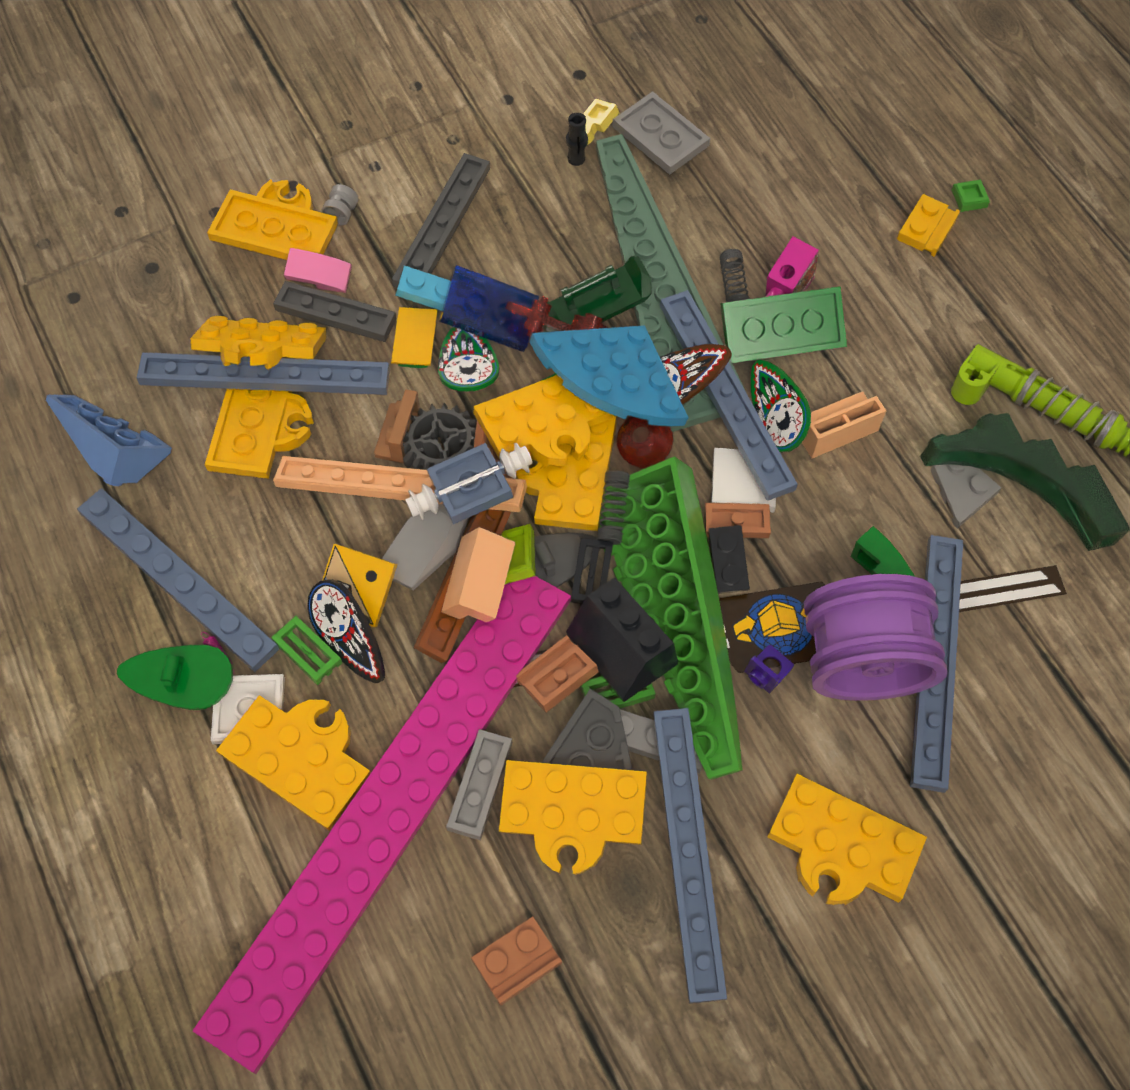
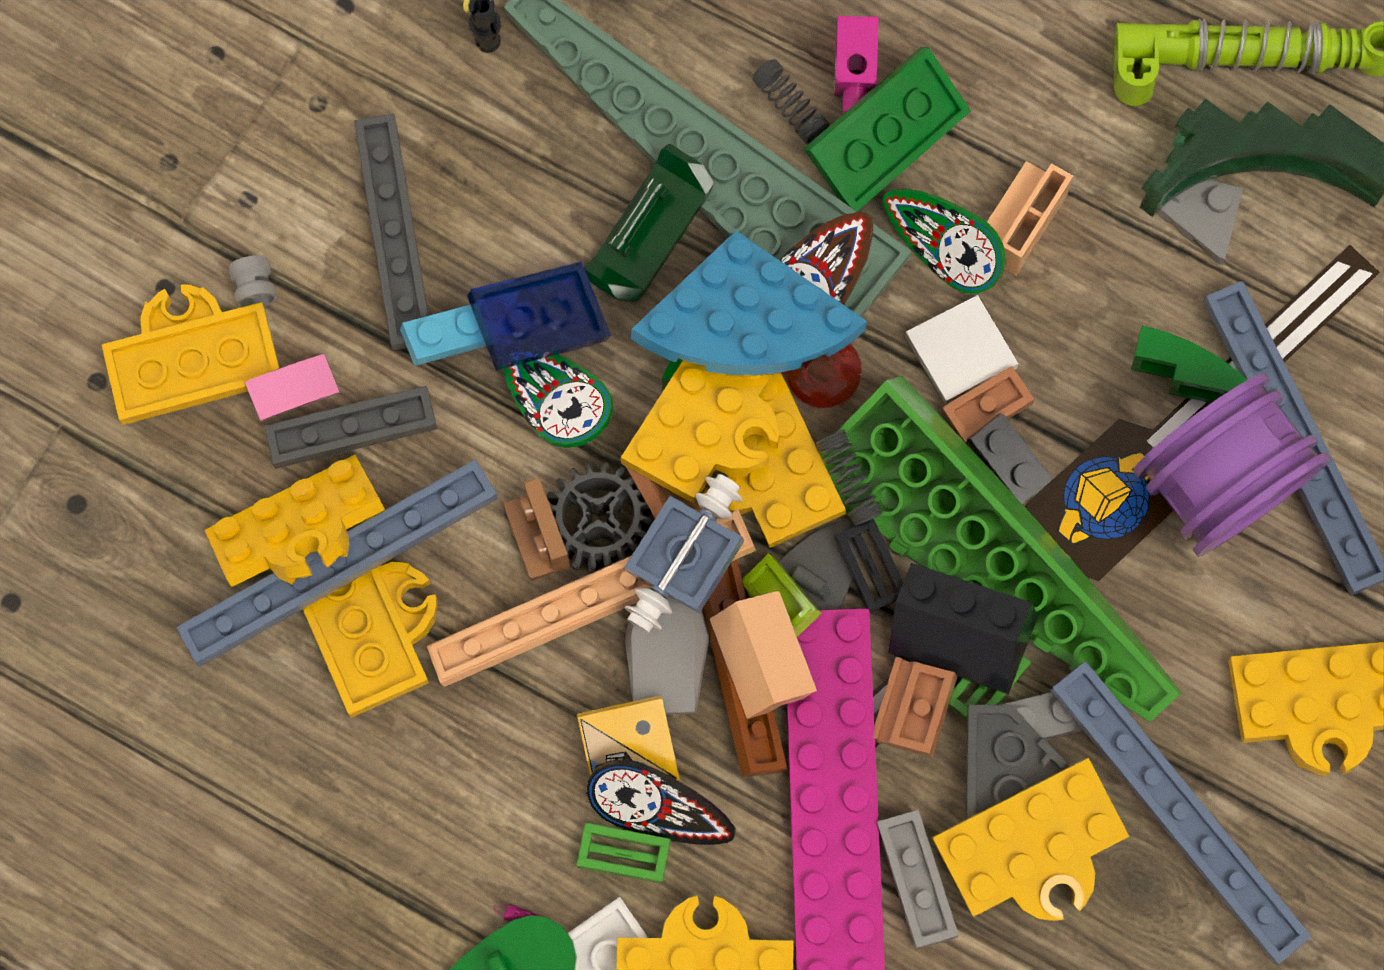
camera: 30 degrees left, 10 degrees up
(107, 442) = (222, 762): medium blue wedge -> none
(178, 580) = (414, 865): sand blue plate -> none
(414, 337) = (470, 402): yellow piece -> none
(538, 317) = (604, 294): clear red piece -> none
(732, 402) = (889, 263): sand blue plate -> none
(762, 675) = (1129, 572): dark purple bracket -> none

